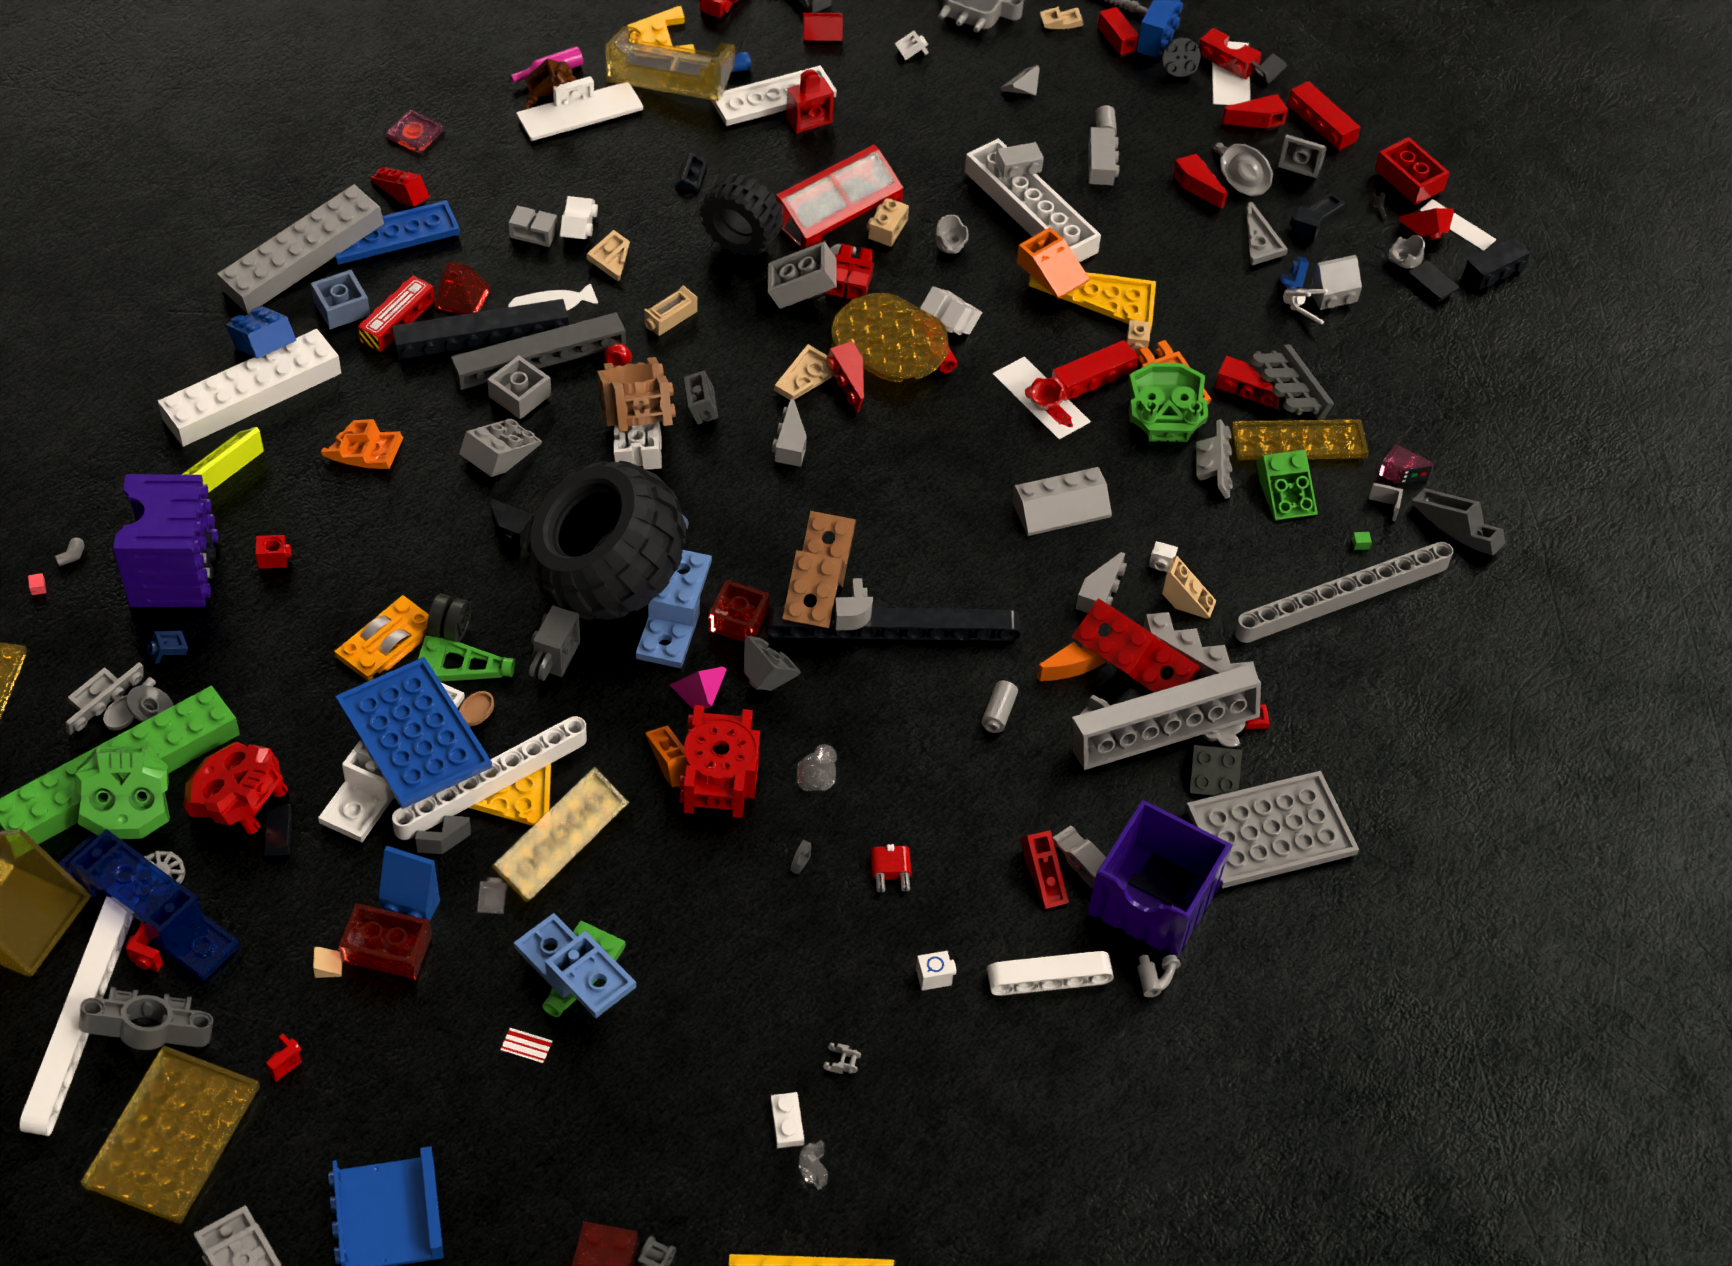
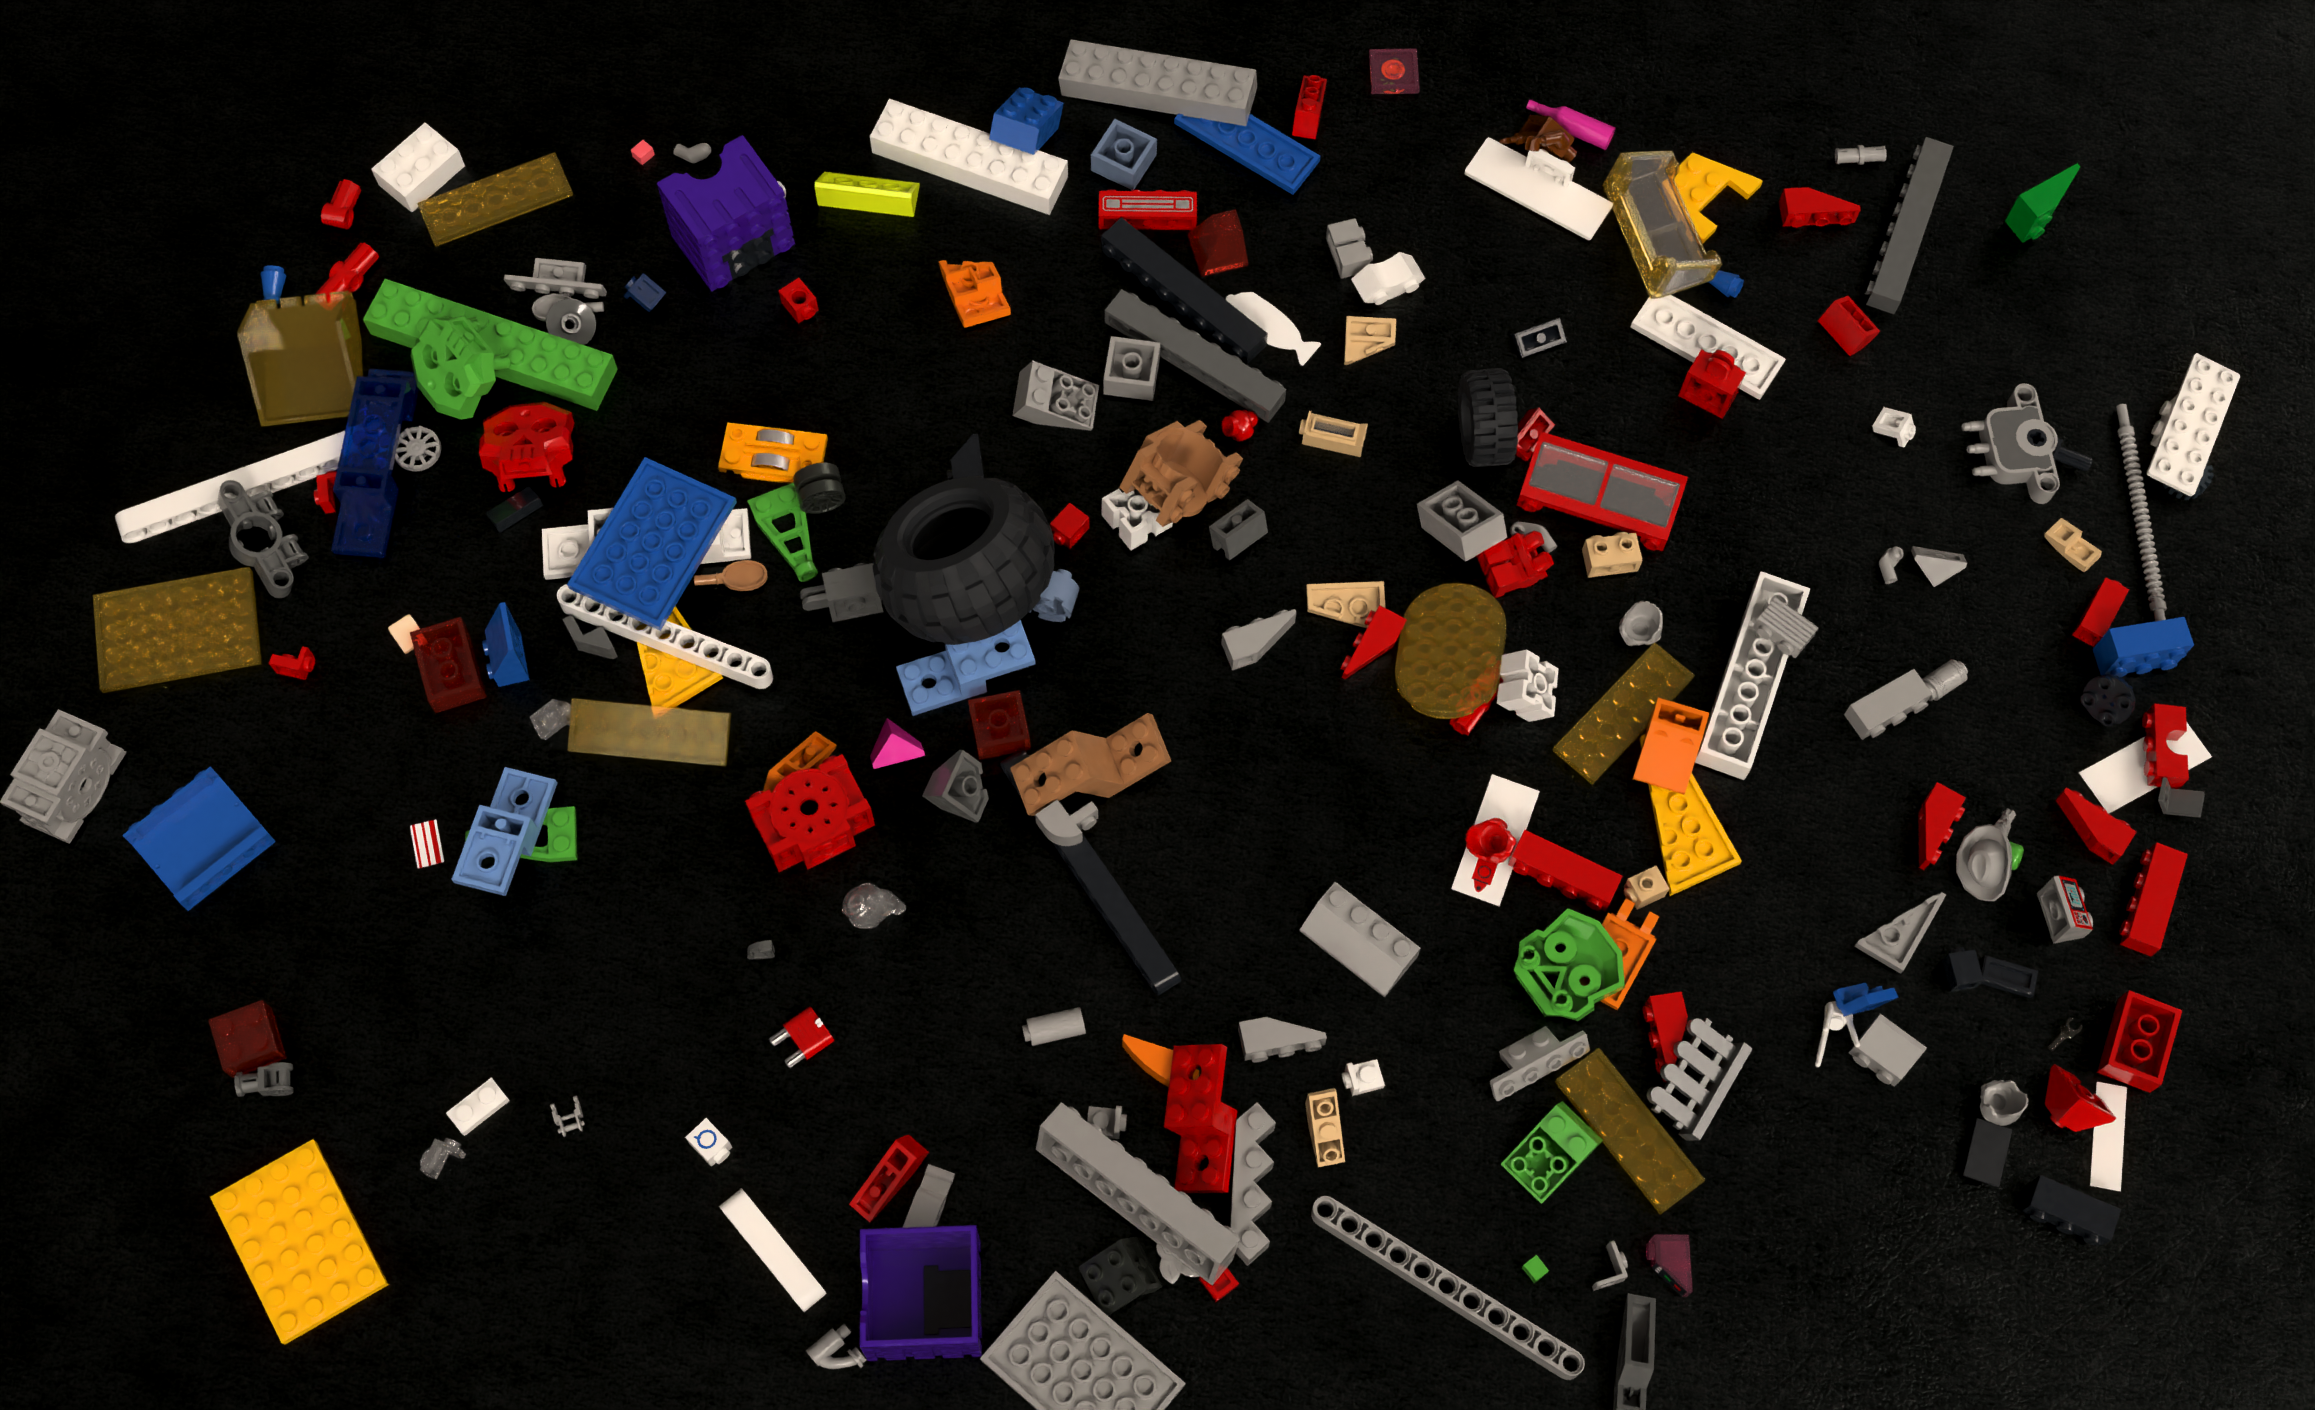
camera: 60 degrees right, 15 degrees up
(1003, 104) = (1888, 562): none -> light grey arm
(1005, 282) = (1622, 713): none -> clear yellow plate

